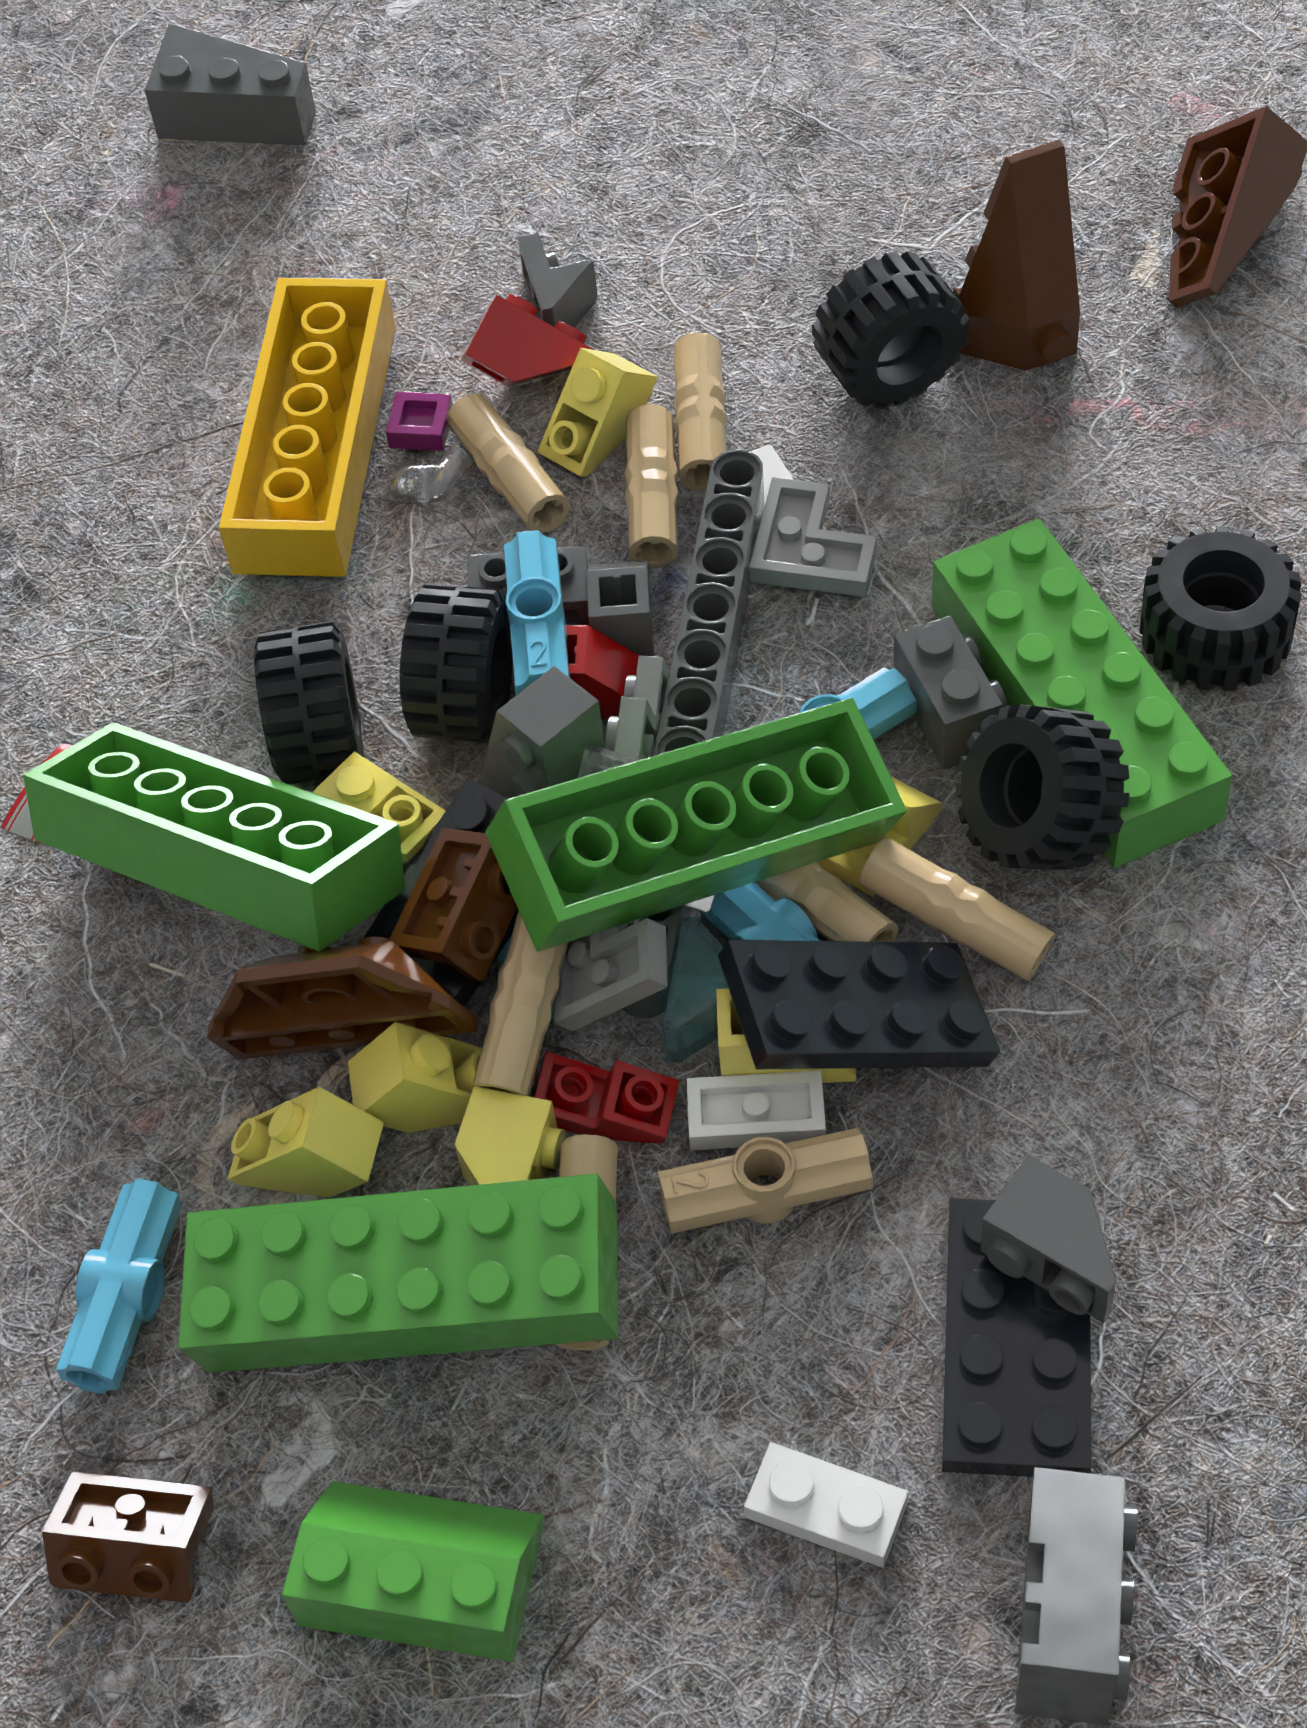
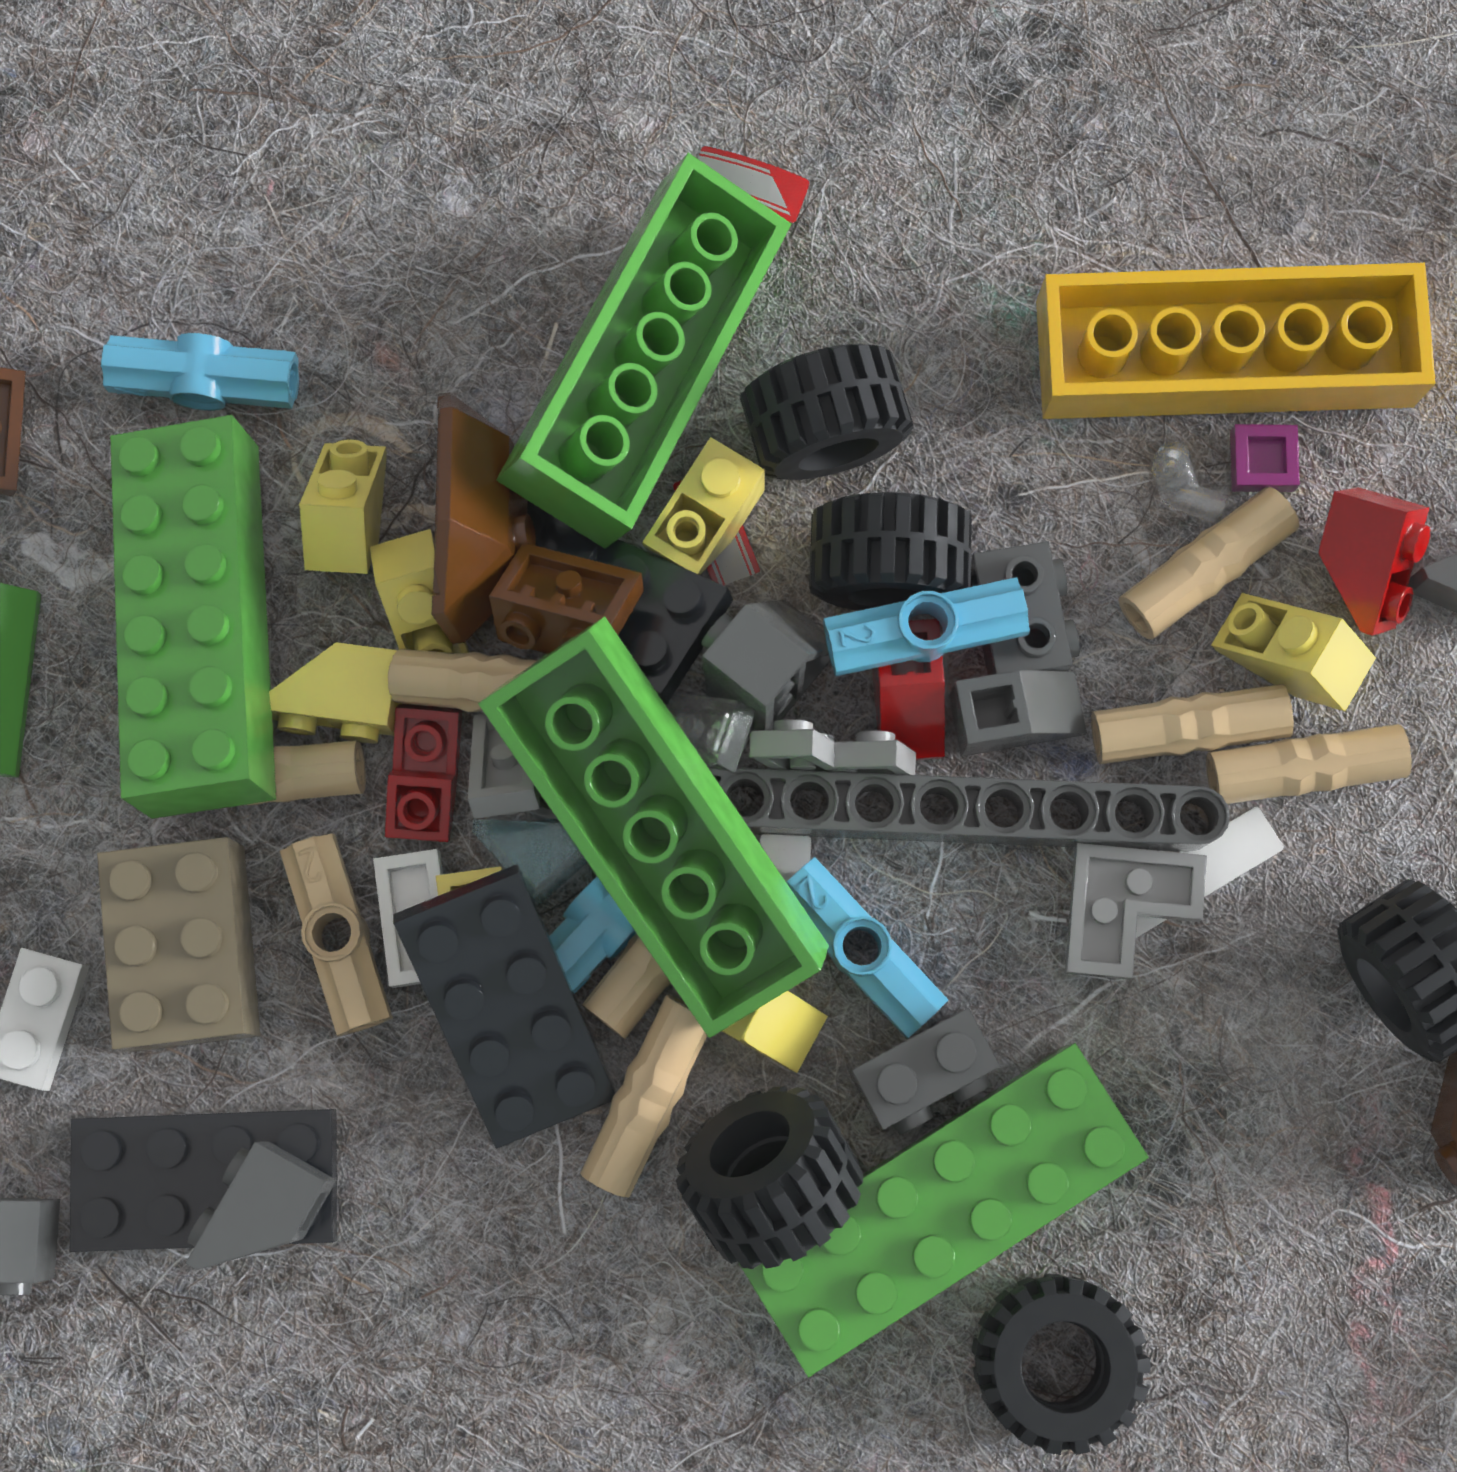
camera: 80 degrees right, 25 degrees up
(760, 1330) = (178, 945): none -> dark tan brick

